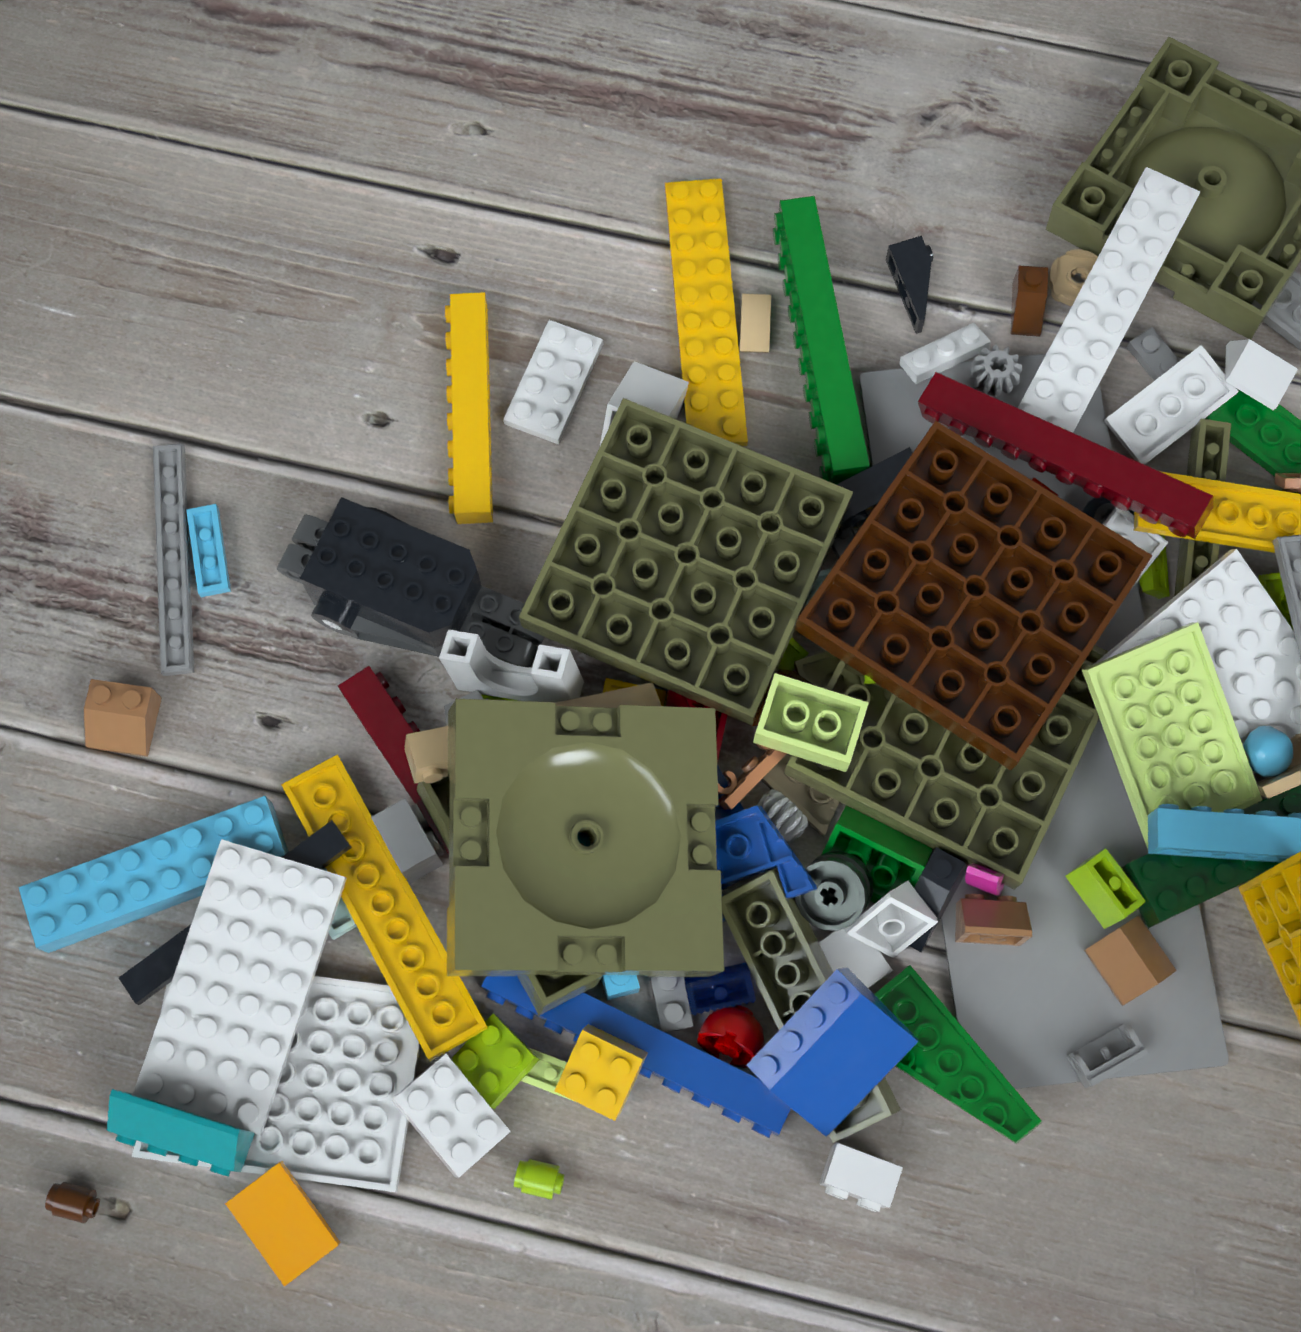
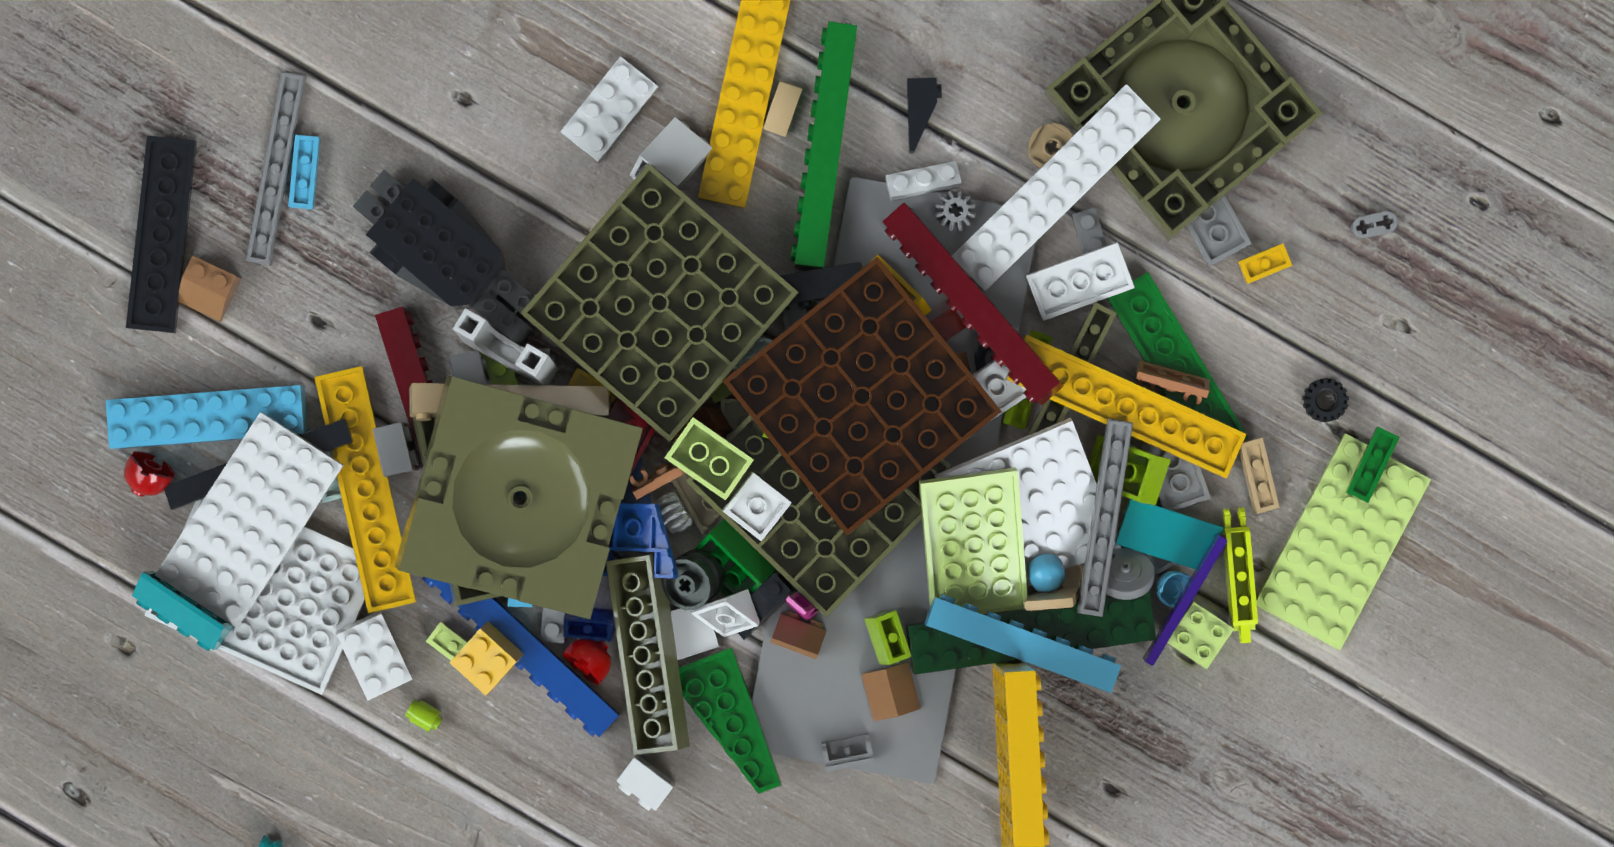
camera: 15 degrees right, 15 degrees up
(48, 674) = (161, 234): none -> black plate
(72, 1202) = (96, 634): reddish brown brick -> none
(93, 970) = (146, 475): none -> red cylinder
(283, 1223) = (238, 692): light orange tile -> none
(470, 409) = (537, 114): yellow brick -> none
(495, 1061) = (415, 625): lime plate -> none
(833, 1051) = (650, 695): blue slope -> none
(887, 767) = (756, 506): none -> white plate
(1029, 300) = (1004, 157): reddish brown slope -> none
(1257, 372) = (1155, 276): white slope -> none

